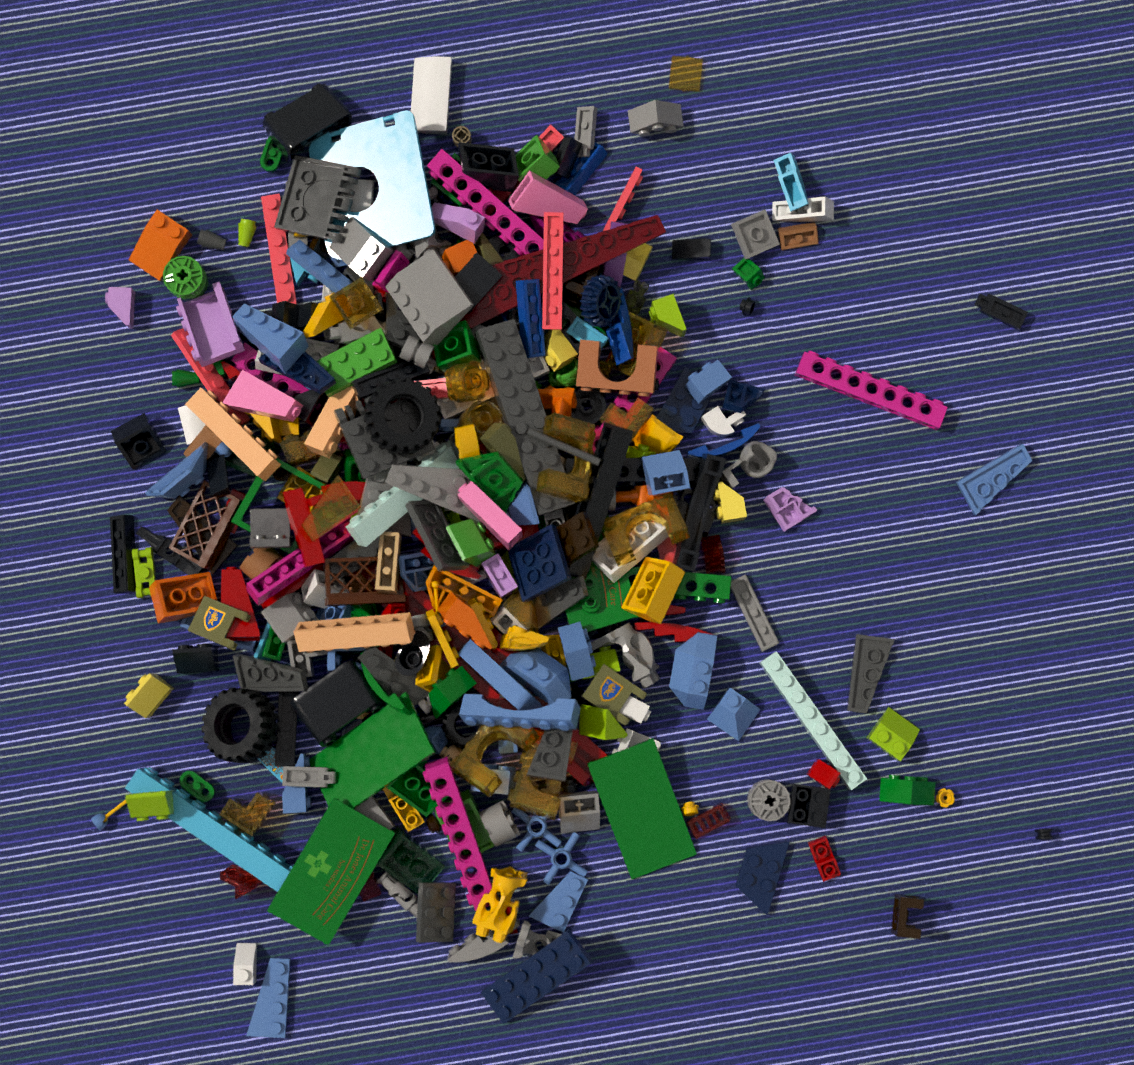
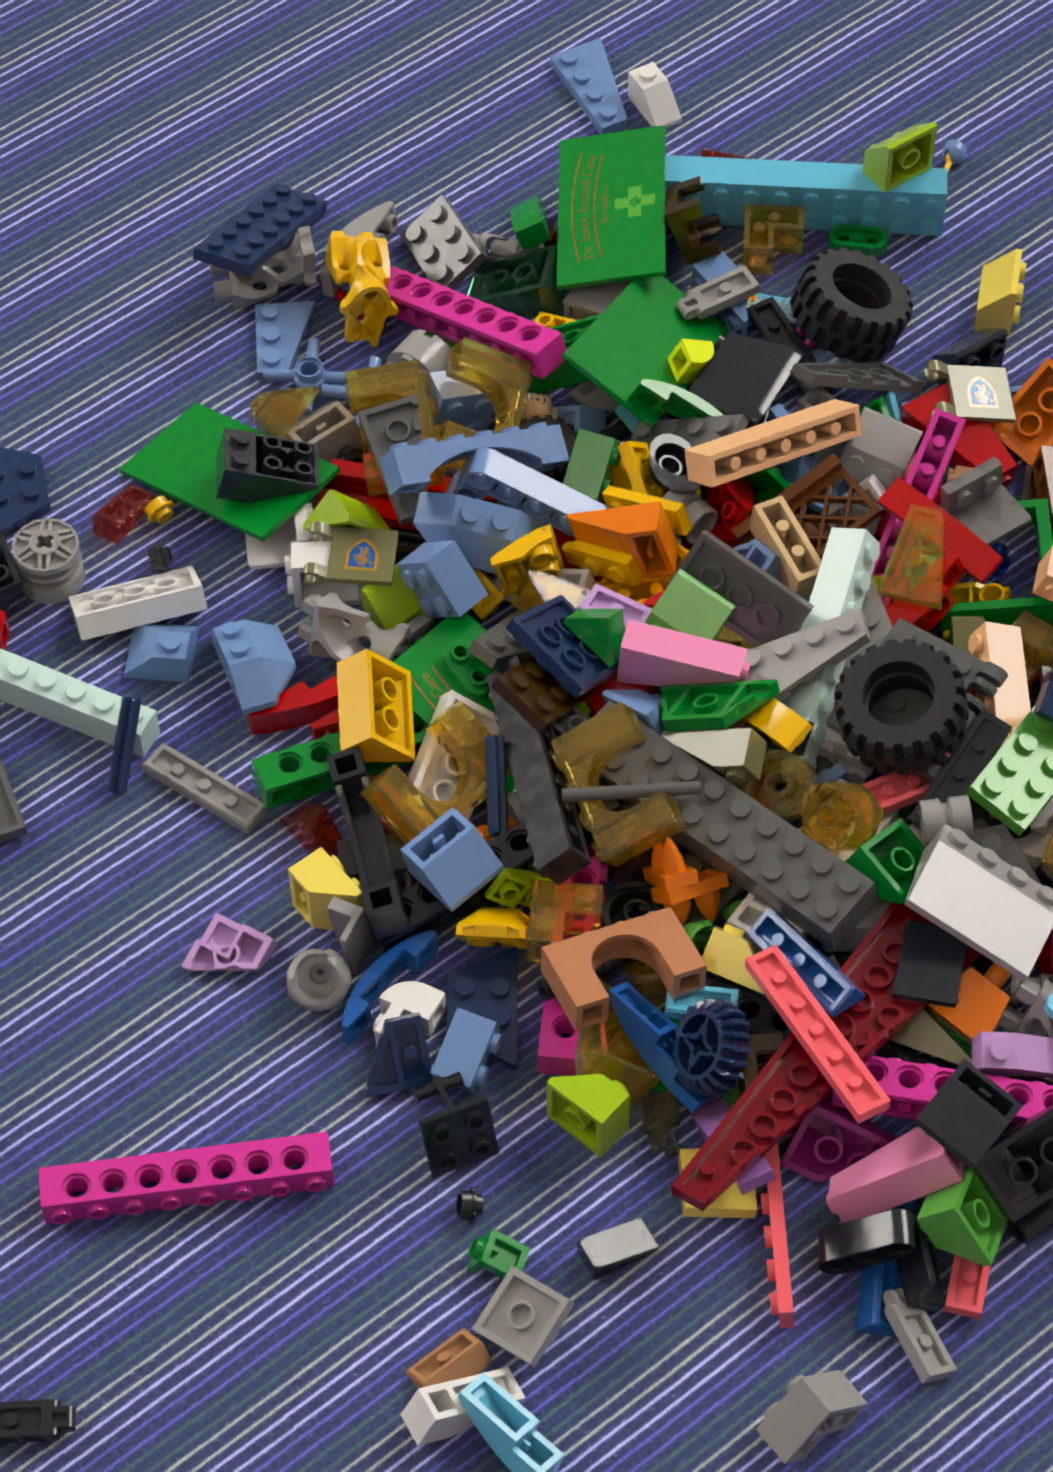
camera: 150 degrees right, 30 degrees down
(296, 839) = (682, 221): none -> dark brown panel
(354, 730) = (690, 359): none -> neon yellow brick
(377, 901) = (530, 222): none -> green slope
(511, 190) = (968, 1114): none -> black slope
(517, 565) = (600, 630): none -> green slope
(582, 180) = (867, 1241): none -> black beam
(592, 828) = (280, 409): none -> clear yellow slope
(617, 509) = (496, 785): none -> dark blue axle
(626, 786) = (263, 466): none -> black slope
(705, 774) = (160, 557): none -> black plate
(732, 751) = (137, 602): none -> white slope
(742, 336) = (459, 1132): none -> black plate
(786, 650) = (124, 744): none -> dark blue axle

